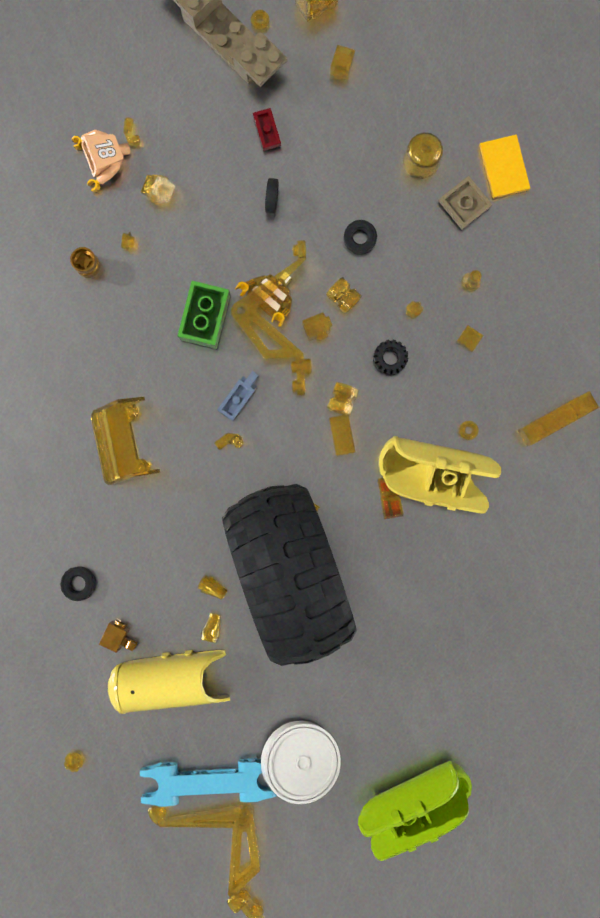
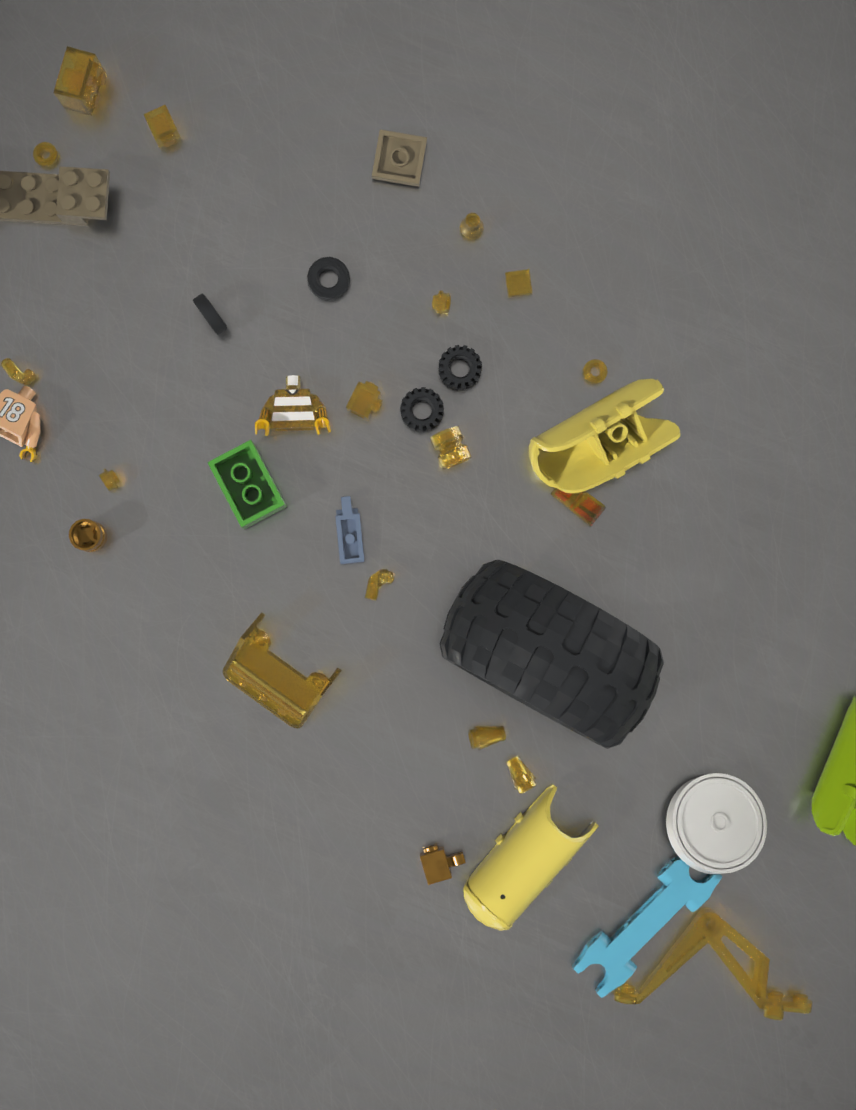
camera: 40 degrees left, 0 degrees up
(73, 757) = (502, 1011): clear yellow plate -> none
(89, 580) = (366, 836): black tyre -> none
(158, 189) = (94, 403): clear yellow brick -> none
(249, 305) = (284, 424): clear yellow piece -> none
(267, 129) = (147, 254): dark red plate -> none
(341, 435) = (480, 483): clear yellow brick -> none
(343, 295) = (372, 348): clear yellow wheel -> none
(354, 354) = (411, 399): none -> black tyre
(419, 159) = (320, 155): clear yellow cylinder -> none
(504, 166) = (405, 90): yellow tile -> none
(558, 418) = (669, 286): clear yellow brick -> none

